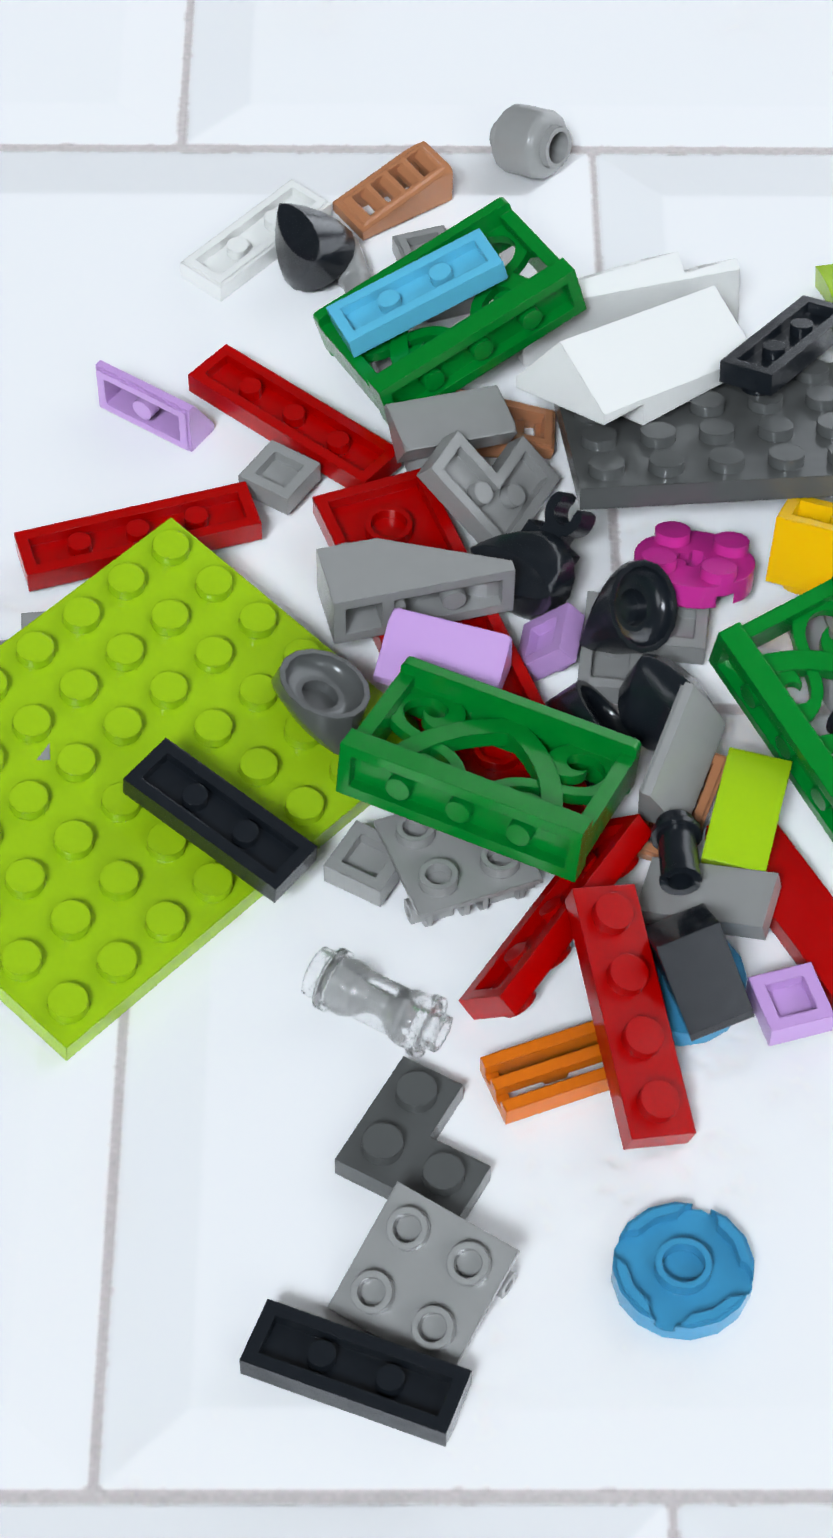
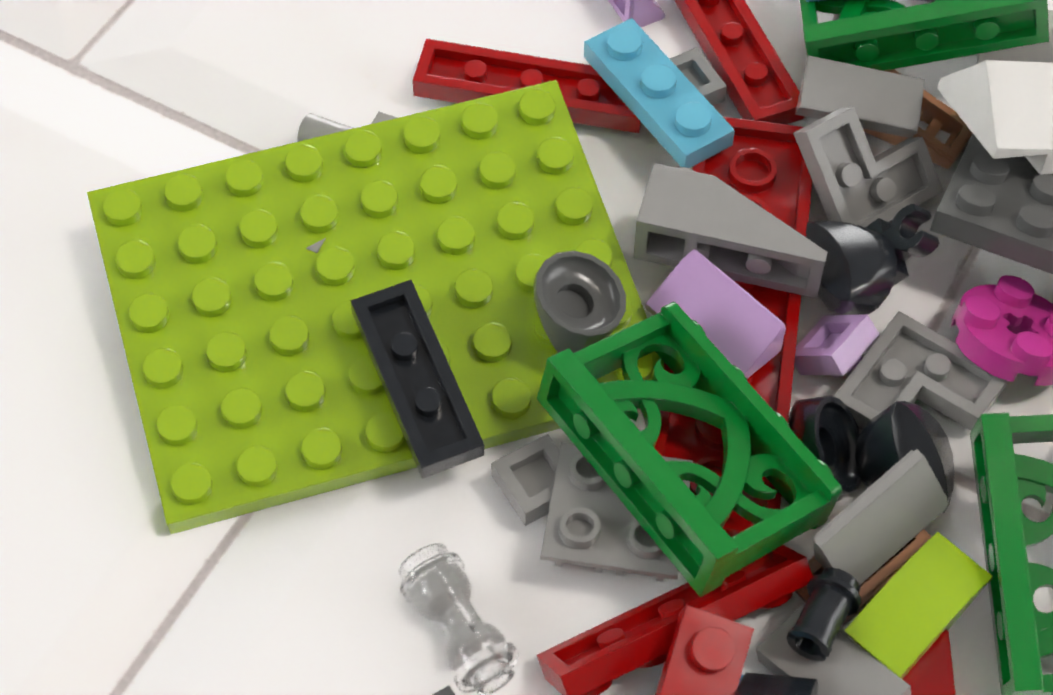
camera: 30 degrees right, 5 degrees up
(265, 493) = (658, 94): none -> medium azure plate
(632, 611) = (922, 351): black piece -> none

